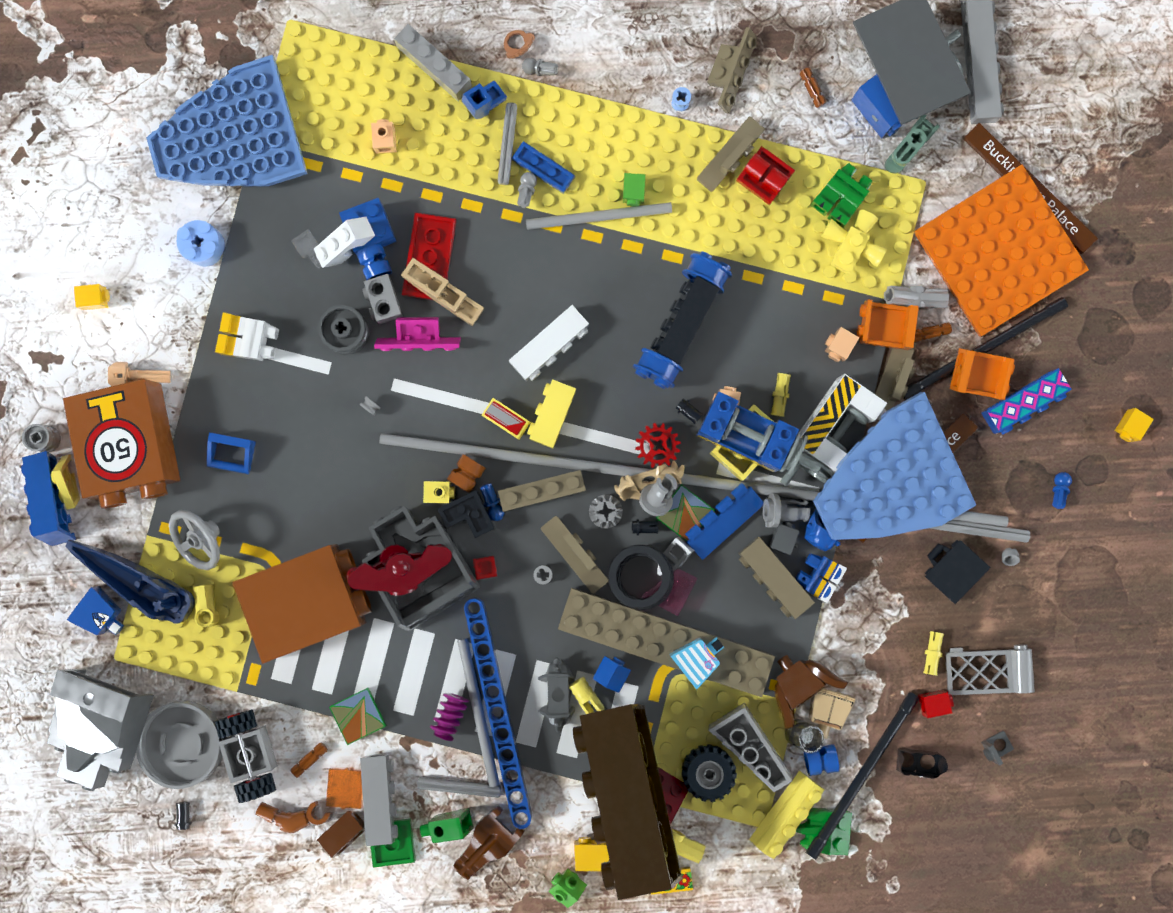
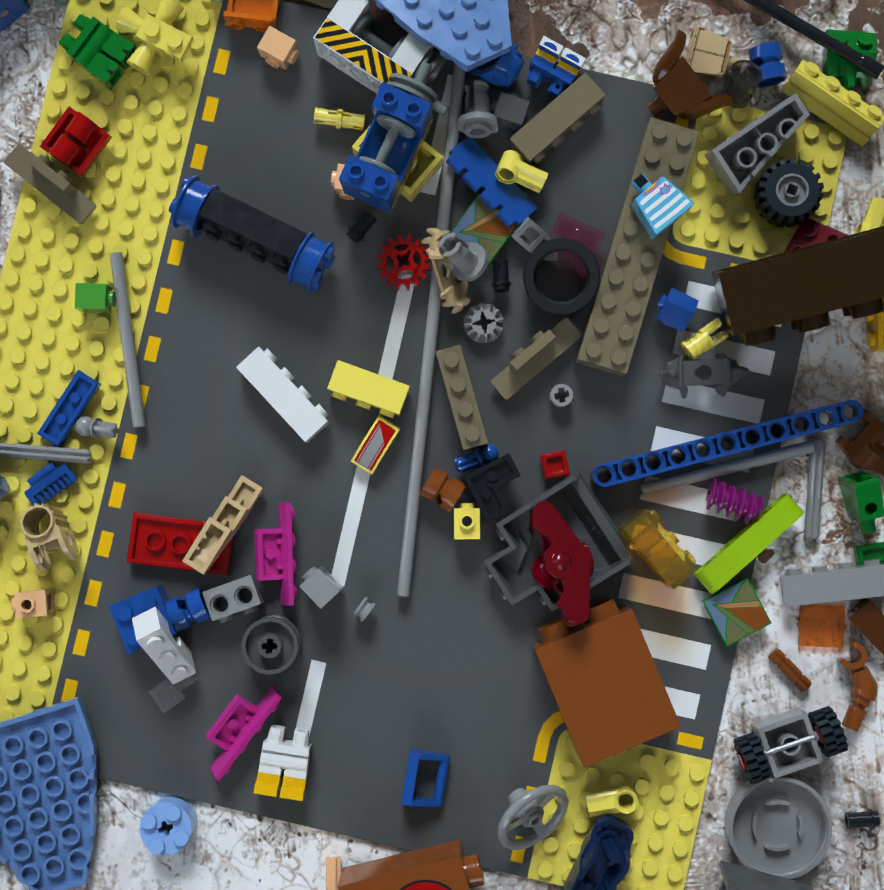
camera: 90 degrees left, 0 degrees up
(276, 300) = (237, 727): none -> dark pink bracket
(389, 370) = (320, 586): none -> light grey brick
(411, 651) = (658, 548): none -> clear yellow brick
(414, 728) = (748, 543): none -> lime beam
(437, 157) = (56, 536): none -> tan piece
(487, 150) = (47, 477): none -> blue piece
(733, 541) = (514, 169): none -> light yellow piece

